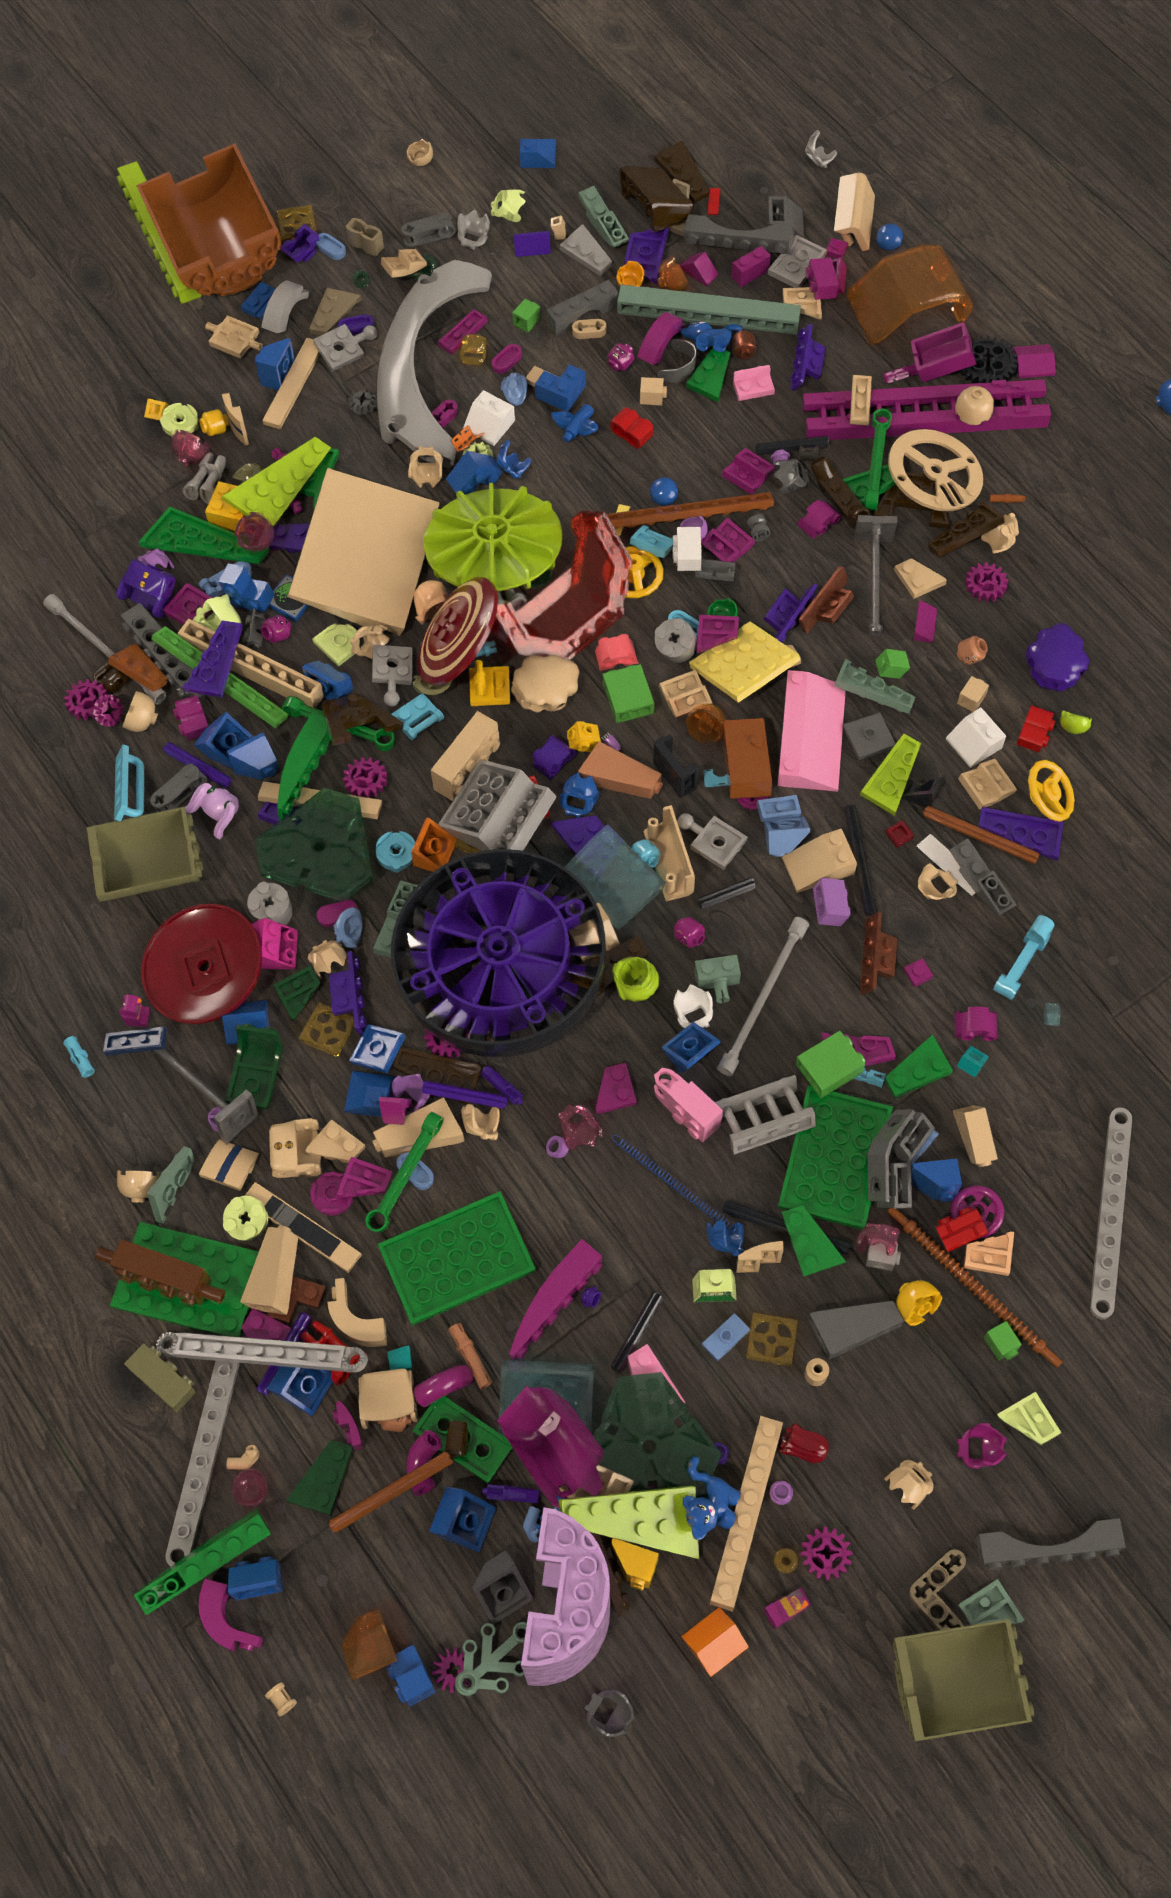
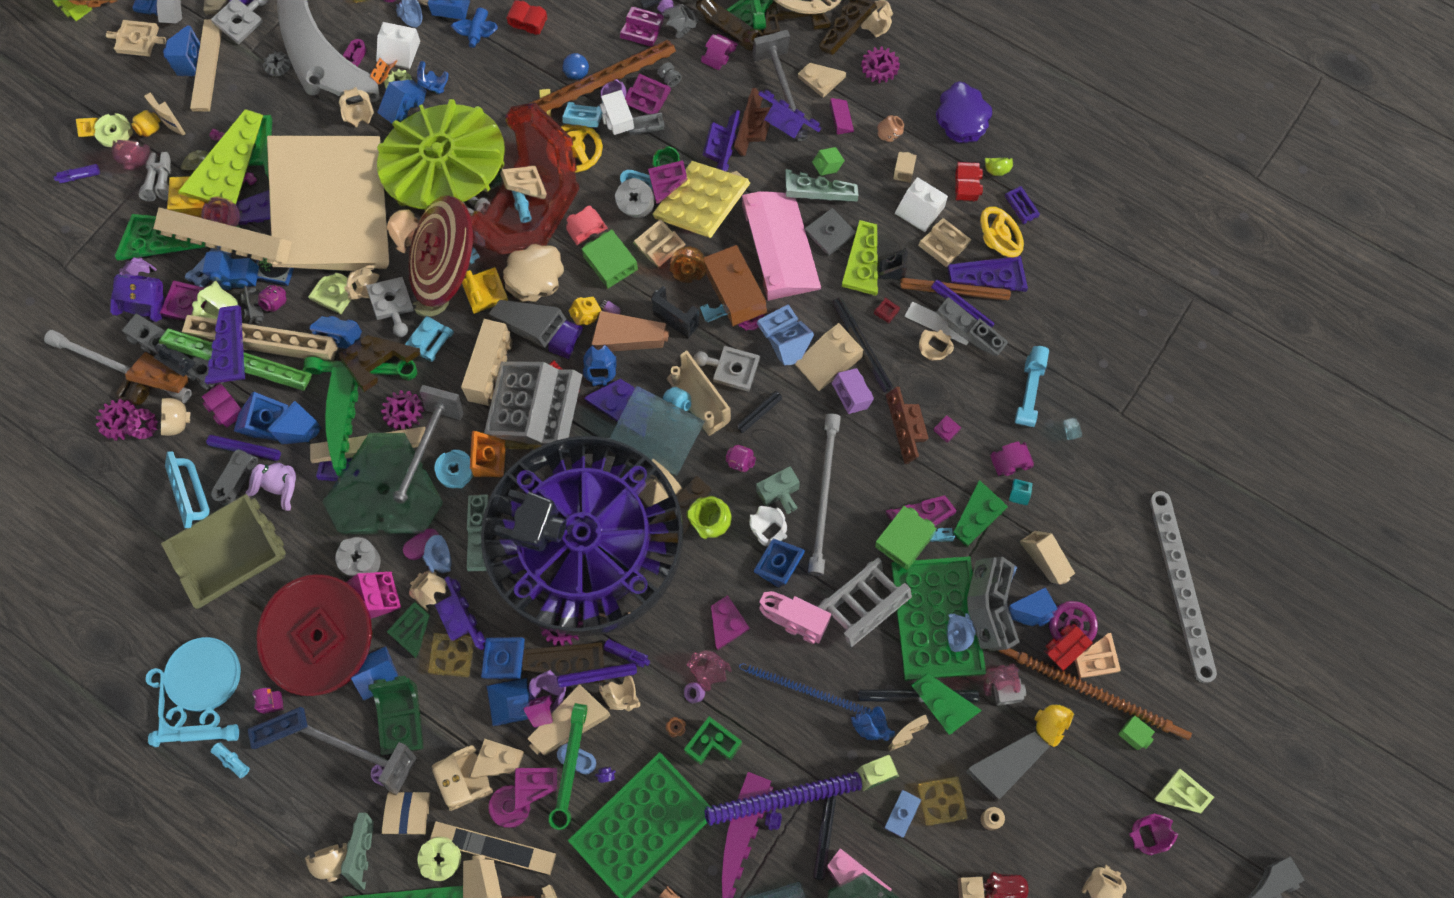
camera: 20 degrees left, 5 degrees up
(74, 971) = (196, 679): none -> medium azure piece
(130, 452) = (78, 173): none -> dark purple piece
(160, 657) = (173, 359): none -> black hinge
(249, 551) = (222, 235): none -> tan brick
(403, 781) = (440, 403): none -> flat silver tile
(438, 1194) = (605, 774): none -> dark purple plate
(453, 919) = (534, 522): none -> black piece
(520, 1170) = (675, 722): none -> dark orange plate
(523, 728) = (529, 321): none -> dark grey slope
(557, 612) = (521, 206): none -> medium azure pin
(558, 1194) = (710, 737): none -> green brick
(569, 589) = (524, 180): none -> tan wing
(608, 1275) = (783, 798): none -> dark purple piece
(852, 1175) = (960, 632): none -> medium blue hat
(863, 606) = (785, 118): none -> dark purple bracket
(966, 831) = (945, 292): none -> dark purple axle
(1079, 774) = (1029, 217): none -> dark purple tile

